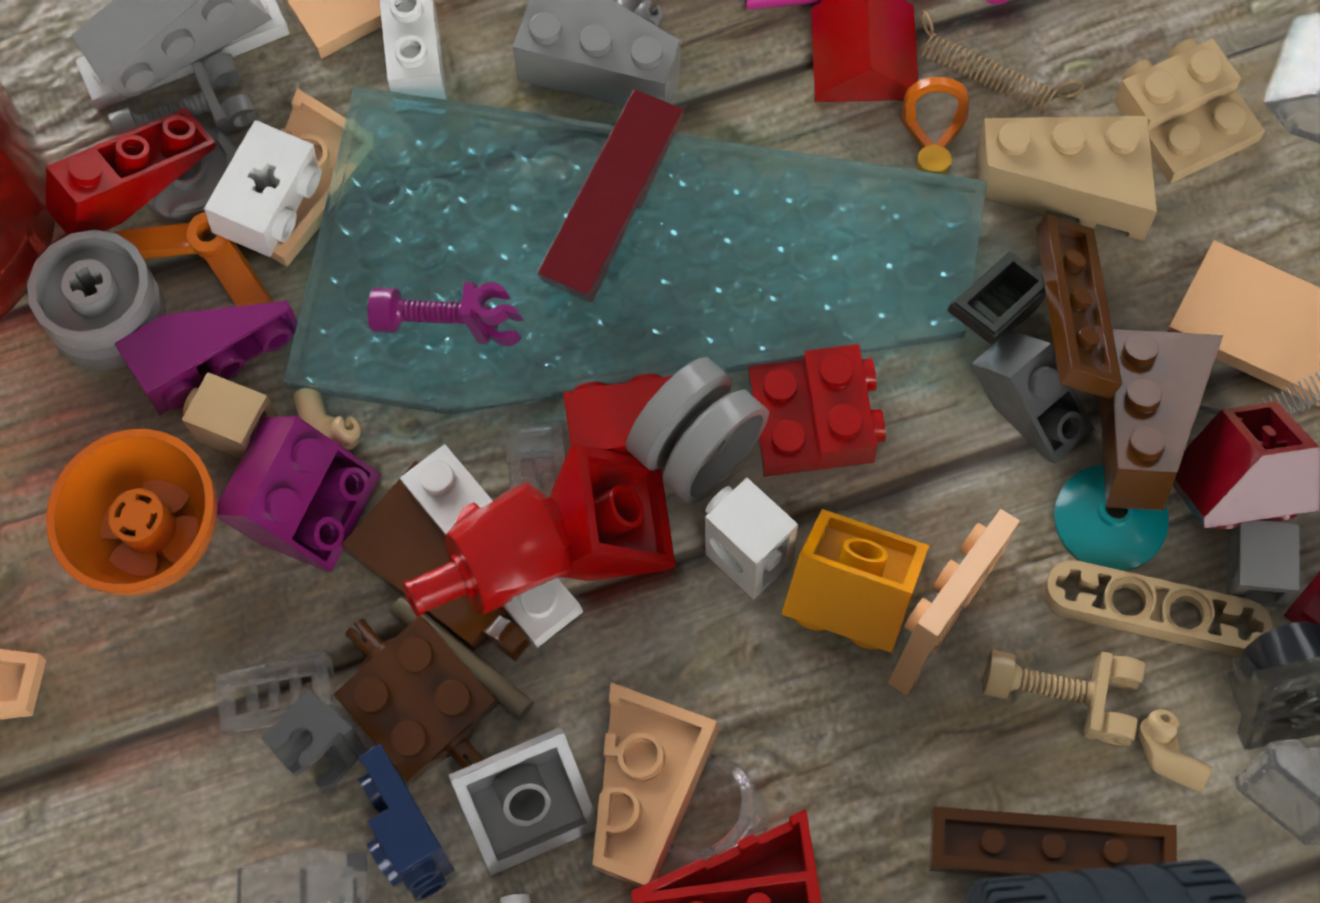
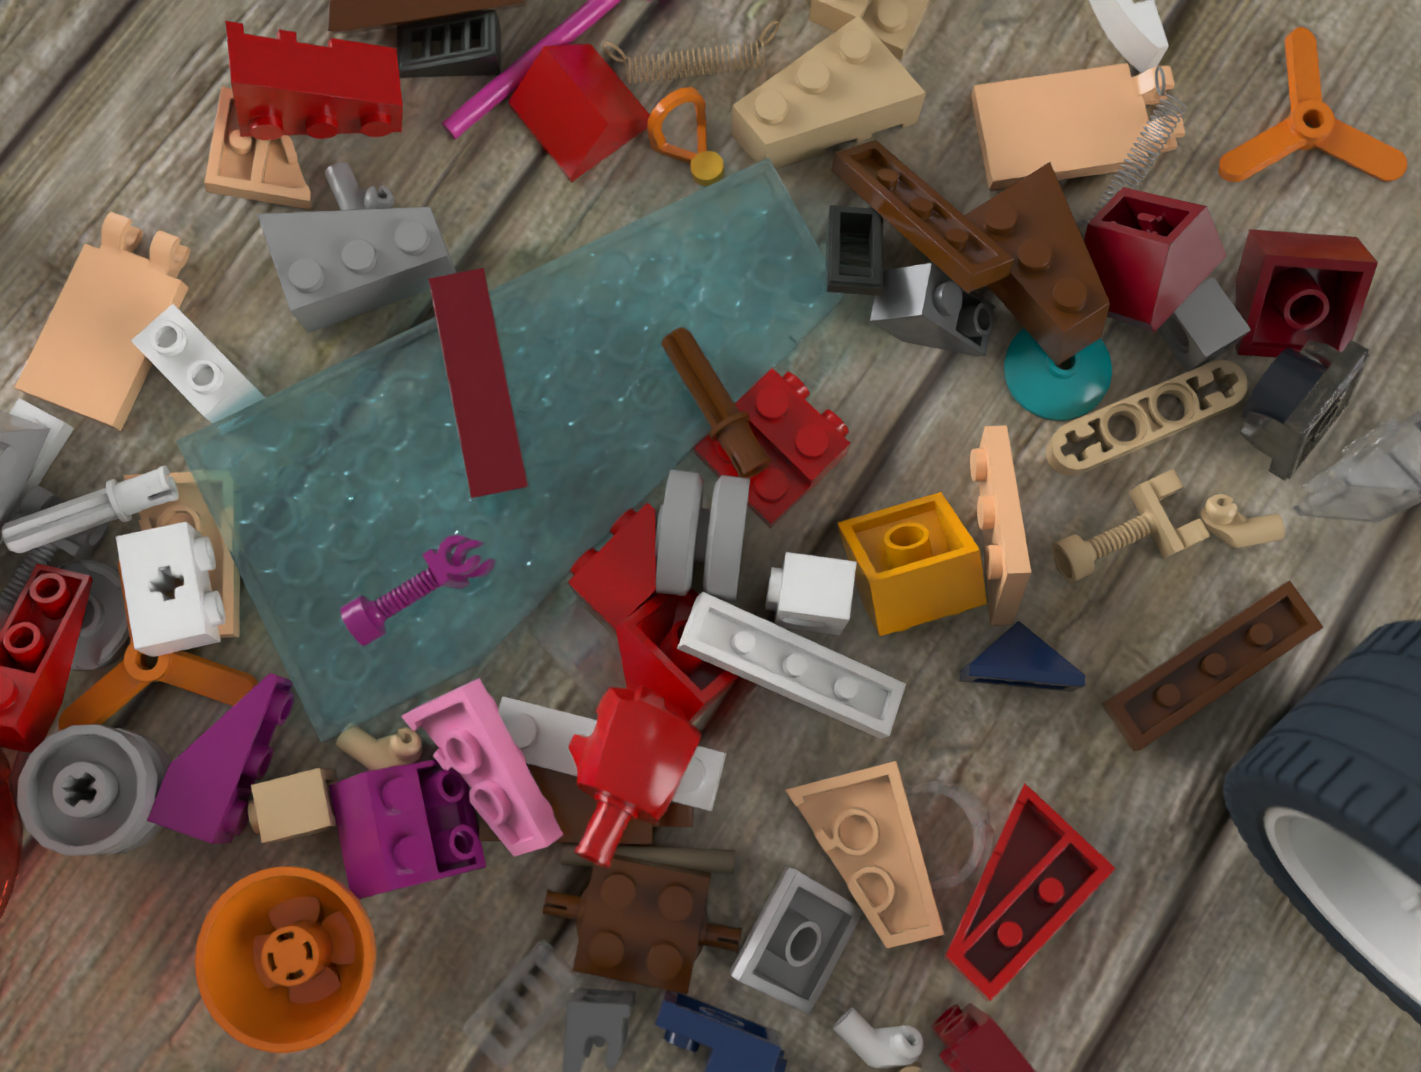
camera: 40 degrees left, 10 degrees up
(254, 95) = (91, 510): none -> white axle
(395, 468) = (480, 748): none -> bright pink wing
(691, 585) = (791, 665): none -> white plate
(787, 358) = (726, 421): none -> reddish brown axle
(886, 724) = (1023, 661): none -> dark blue slope

